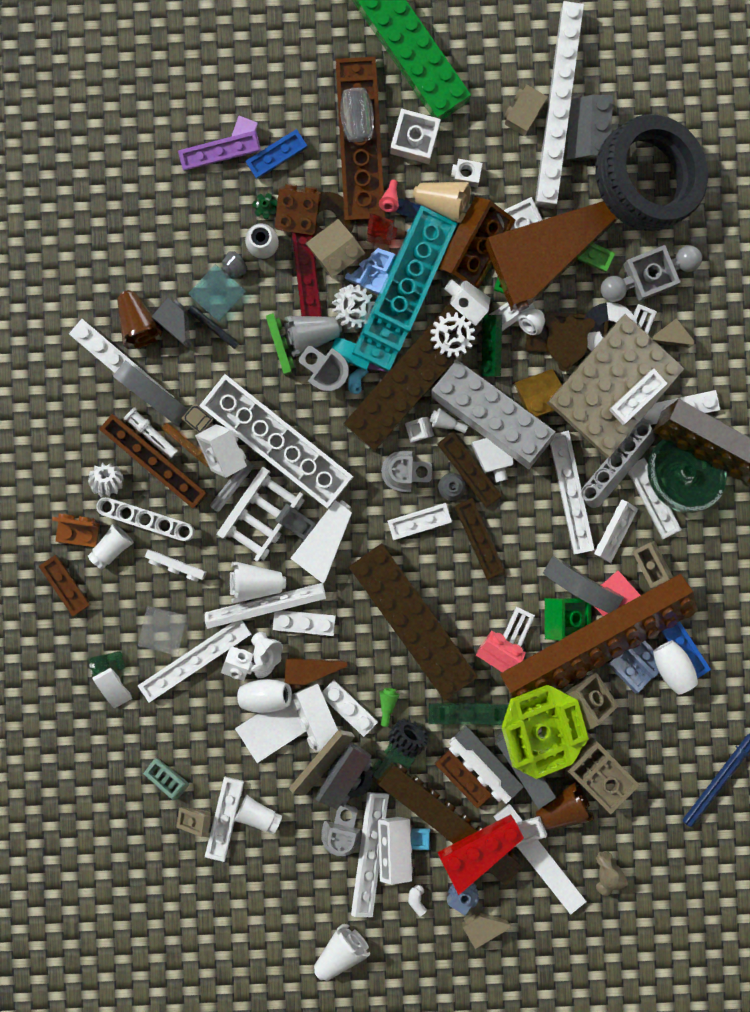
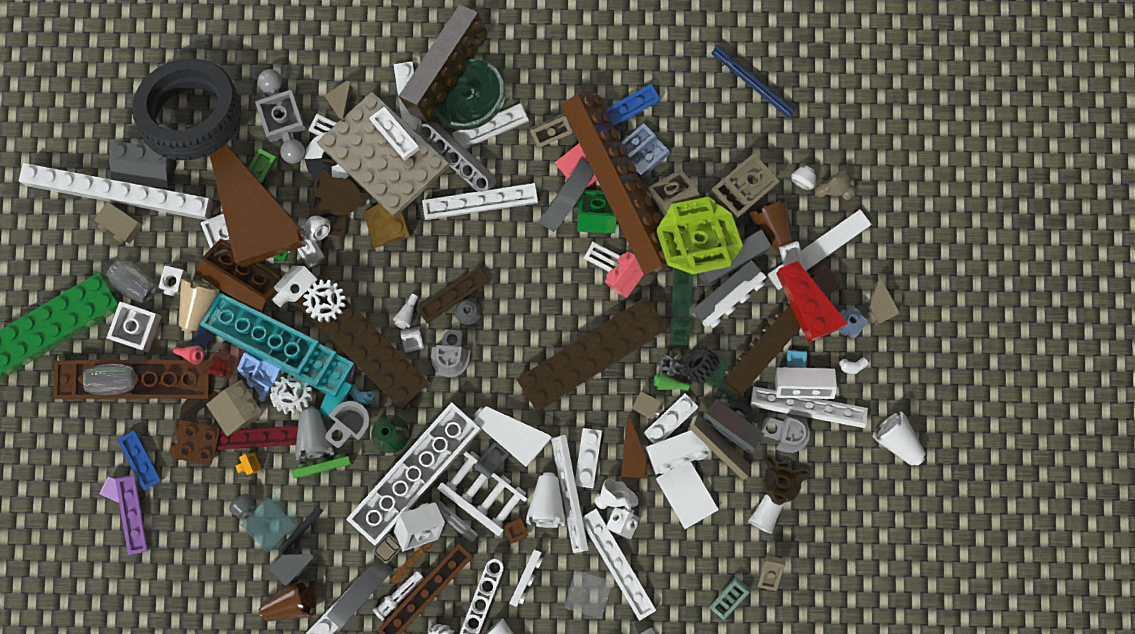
camera: 85 degrees left, 5 degrees down
(223, 551) = (515, 530): none -> reddish brown plate
(224, 819) = (770, 544): white tile -> none
(260, 233) = (228, 481): white piece -> none
(264, 209) = (191, 476): dark green plant -> none
(264, 696) = (655, 498): white piece -> none
(278, 268) = (249, 464): none -> light orange tile
(289, 829) = (781, 481): none -> dark brown tile
(321, 421) = (397, 436): none -> dark green cone
(361, 682) = (647, 406): none -> dark tan brick
(408, 706) = (671, 363): none -> dark grey gear
(419, 521) = (498, 343): white plate -> none
(463, 129) = (131, 281): none -> clear piece
(463, 779) = (741, 316): reddish brown plate -> none
(479, 539) = (518, 288): dark brown tile -> none
(491, 345) = (337, 266): dark green plate -> none
(492, 458) = (440, 269): white torso -> none
(493, 414) = (401, 268): light grey brick -> none
(616, 531) = (518, 162): white plate -> none
(617, 840) = (804, 177): none -> white cone
(675, 667) = (647, 115): white piece -> none

